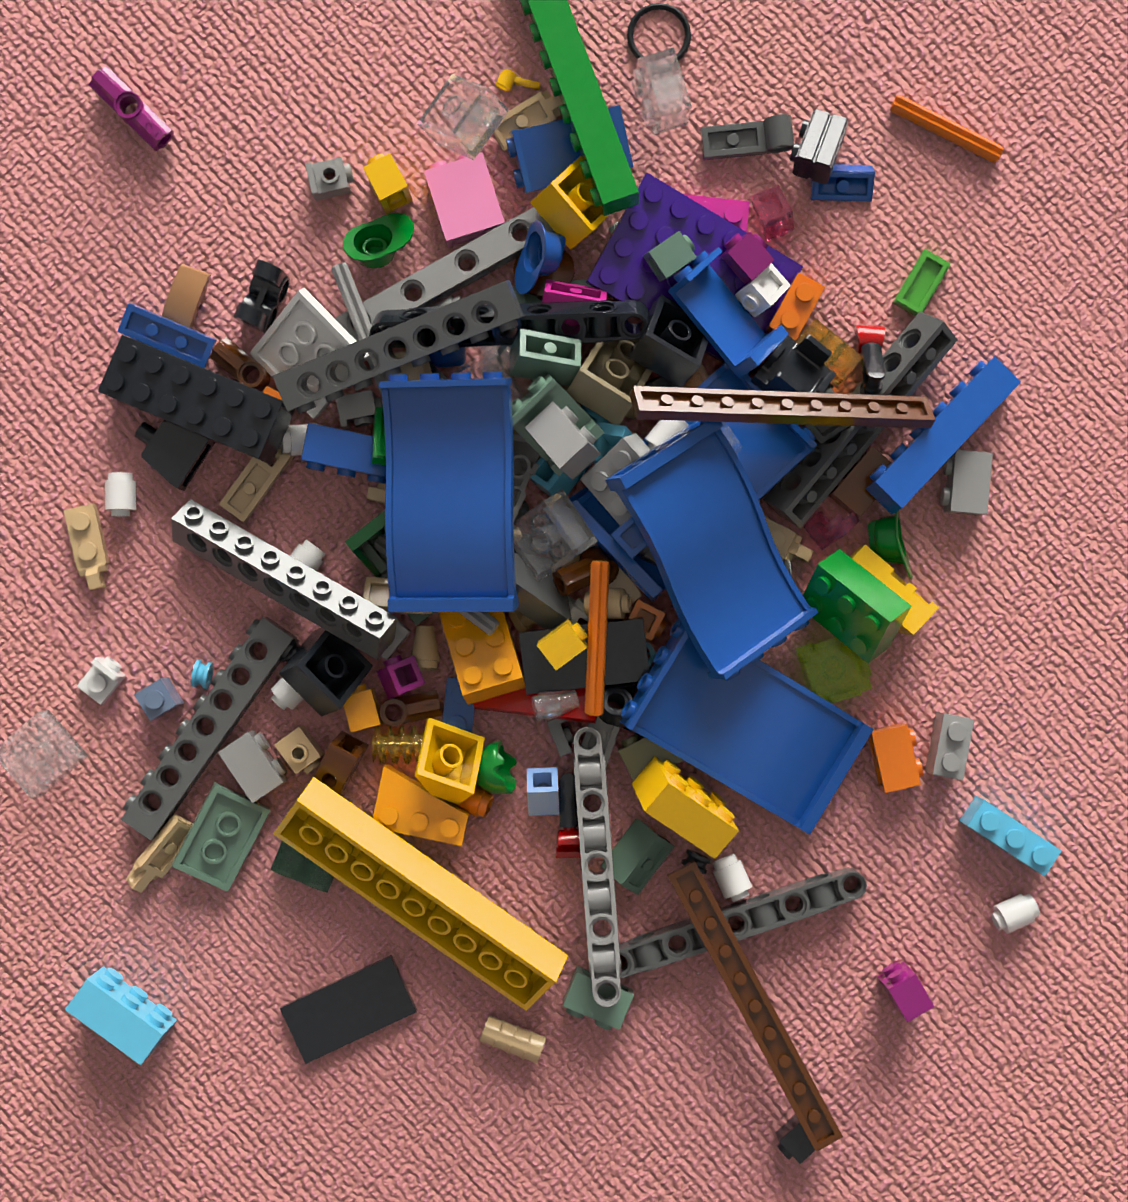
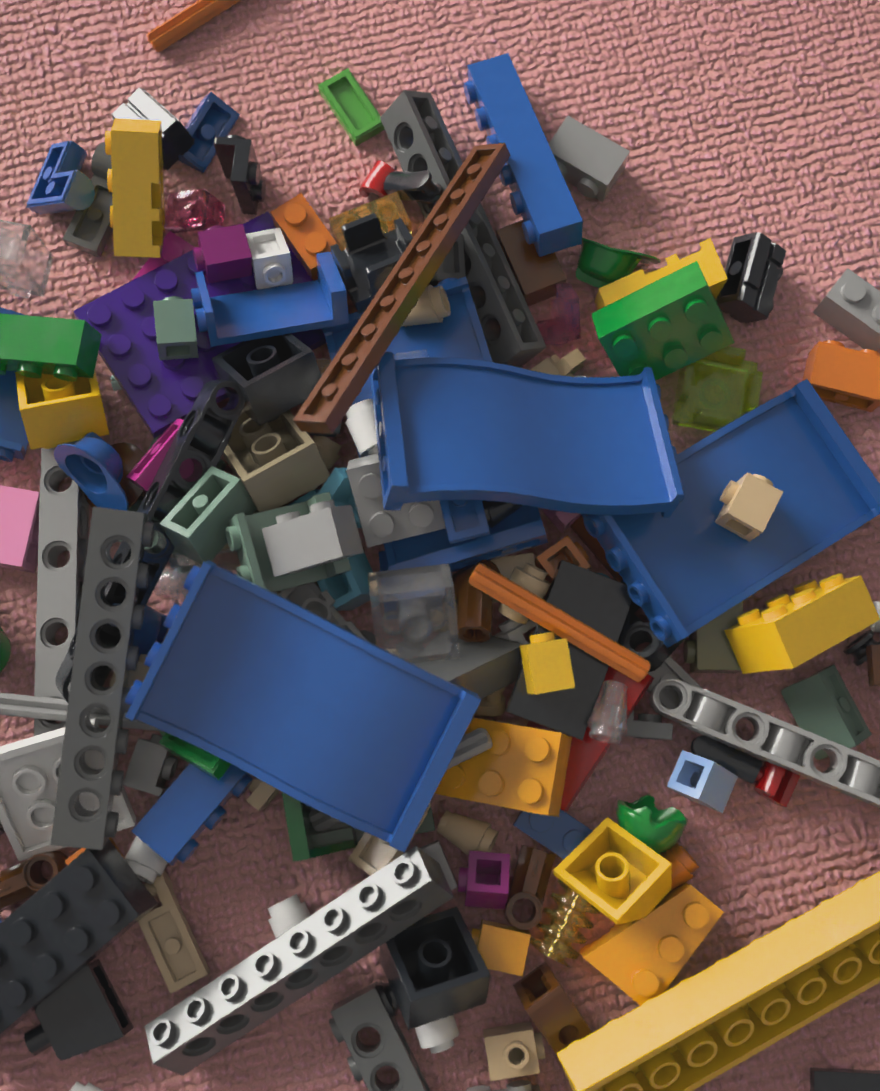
camera: 60 degrees left, 10 degrees down
(739, 98) = (61, 182): none -> blue brick
(749, 729) = (748, 505): none -> tan brick
(762, 166) = (136, 187): none -> yellow wedge
(780, 433) = (430, 308): none -> tan cone
(816, 240) = (242, 167): none -> black bracket
(933, 652) = (752, 278): none -> black brick

